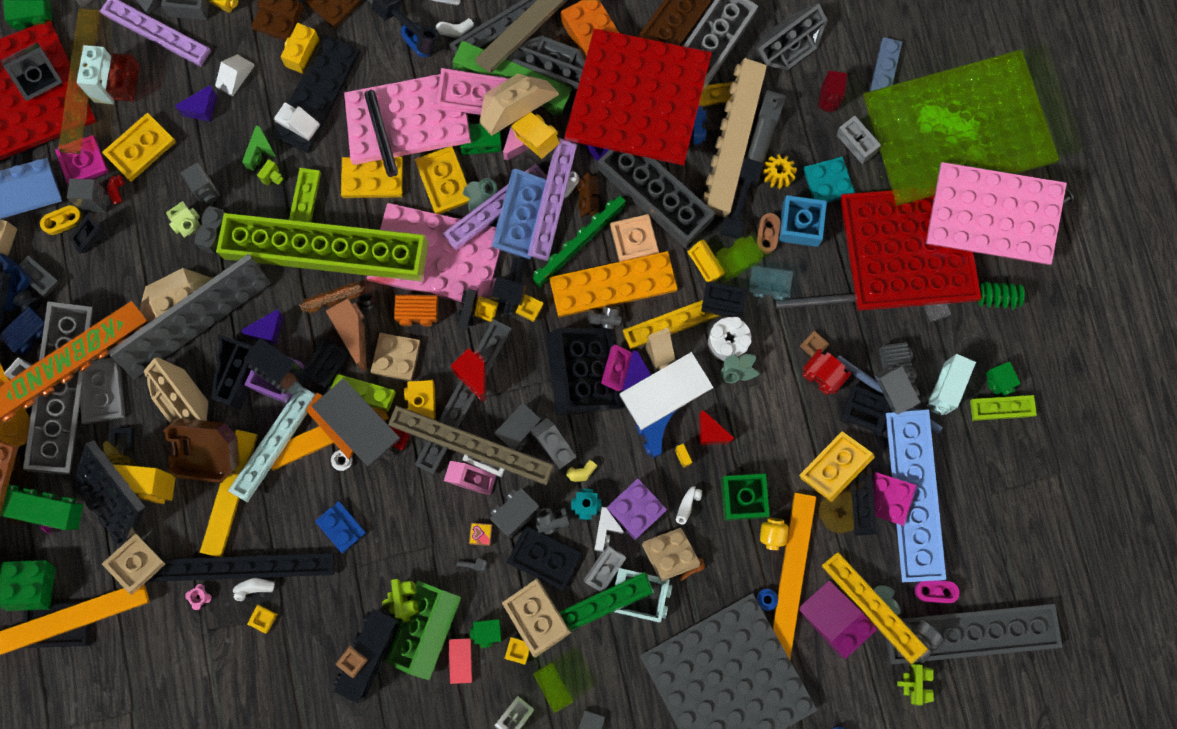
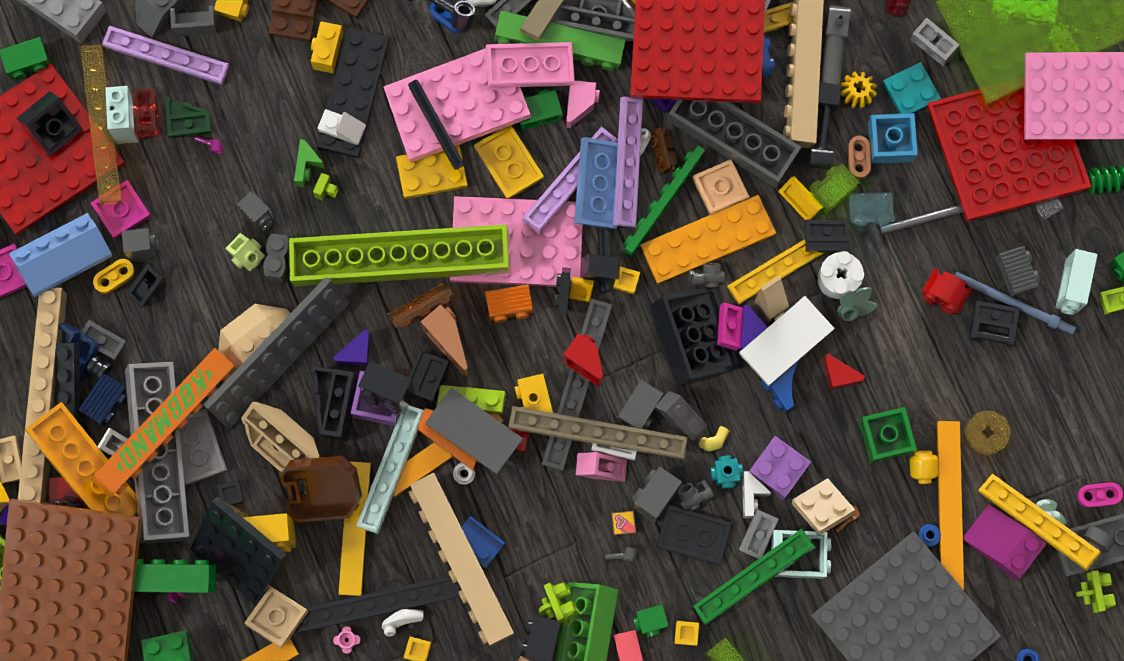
camera: 10 degrees left, 0 degrees up
(112, 188) = (160, 233): red arm -> none
(139, 147) = (178, 183): yellow plate -> none
(158, 90) = (185, 119): none -> dark green wing
(181, 120) = (216, 145): none -> magenta hand
(199, 105) = (232, 128): dark purple slope -> none
(233, 73) = (260, 87): white slope -> none
(305, 195) = (366, 204): lime plate -> none
(318, 542) = (461, 559): none -> tan brick
(366, 302) = (456, 304): black plate -> none
(395, 356) = (497, 356): tan plate -> none
(477, 192) = (549, 170): sand green plate -> none
(513, 101) = (569, 66): tan wedge -> none
(536, 134) = (599, 97): yellow brick -> none
(536, 618) = (699, 596): tan tile -> none
(683, 456) = (816, 404): yellow tile -> none
(686, 504) = (829, 453): white arm -> none
(814, 342) = (927, 264): medium nougat tile -> none
(836, 466) = (975, 386): yellow plate -> none
(863, 503) = (1007, 410): black plate -> none
(892, 498) = (1035, 409): dark pink plate -> none
(897, 388) = (1022, 295): dark grey hinge -> none
(914, 463) = (1060, 402): light blue plate -> none

